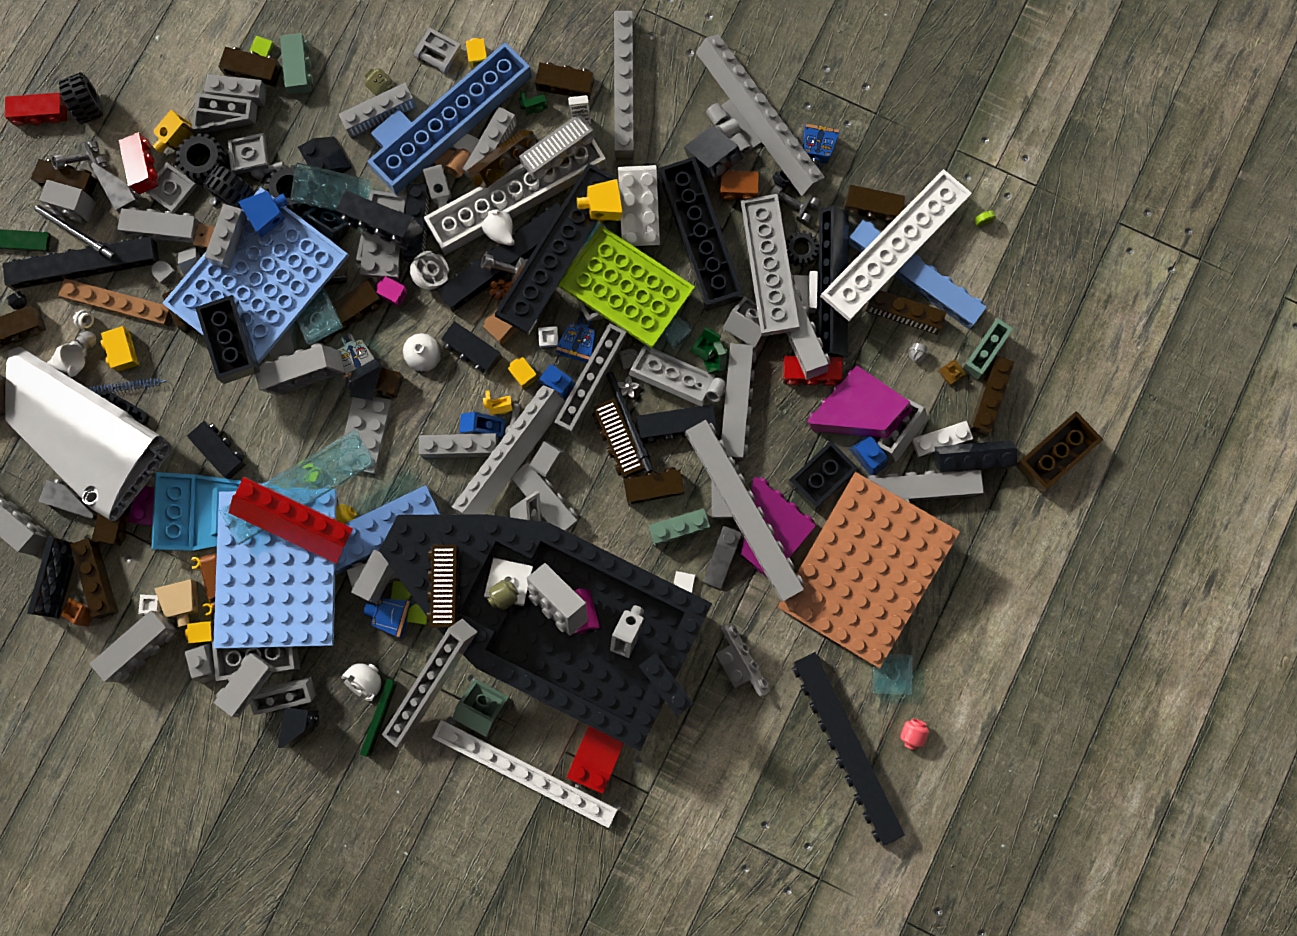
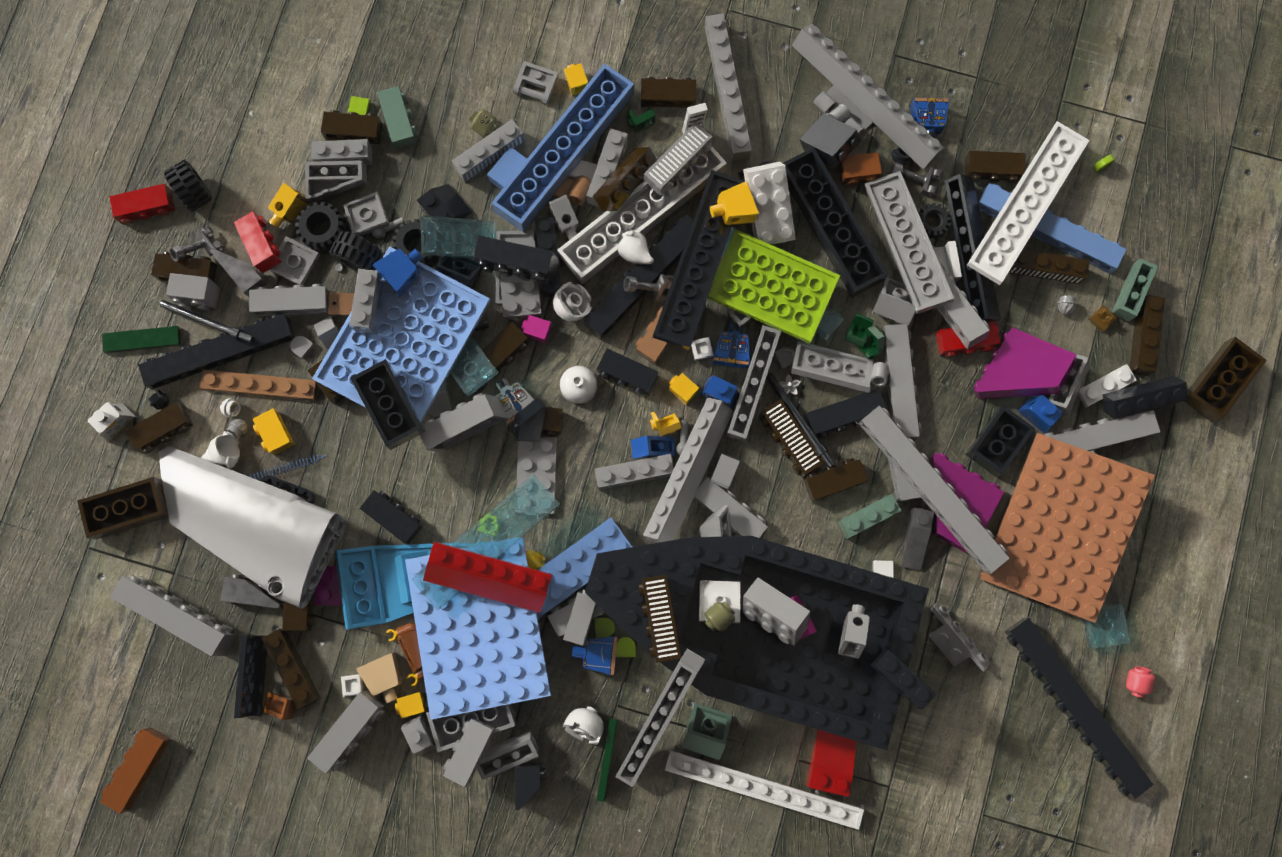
camera: 15 degrees left, 0 degrees up
(500, 288) = (645, 307): reddish brown plant -> none

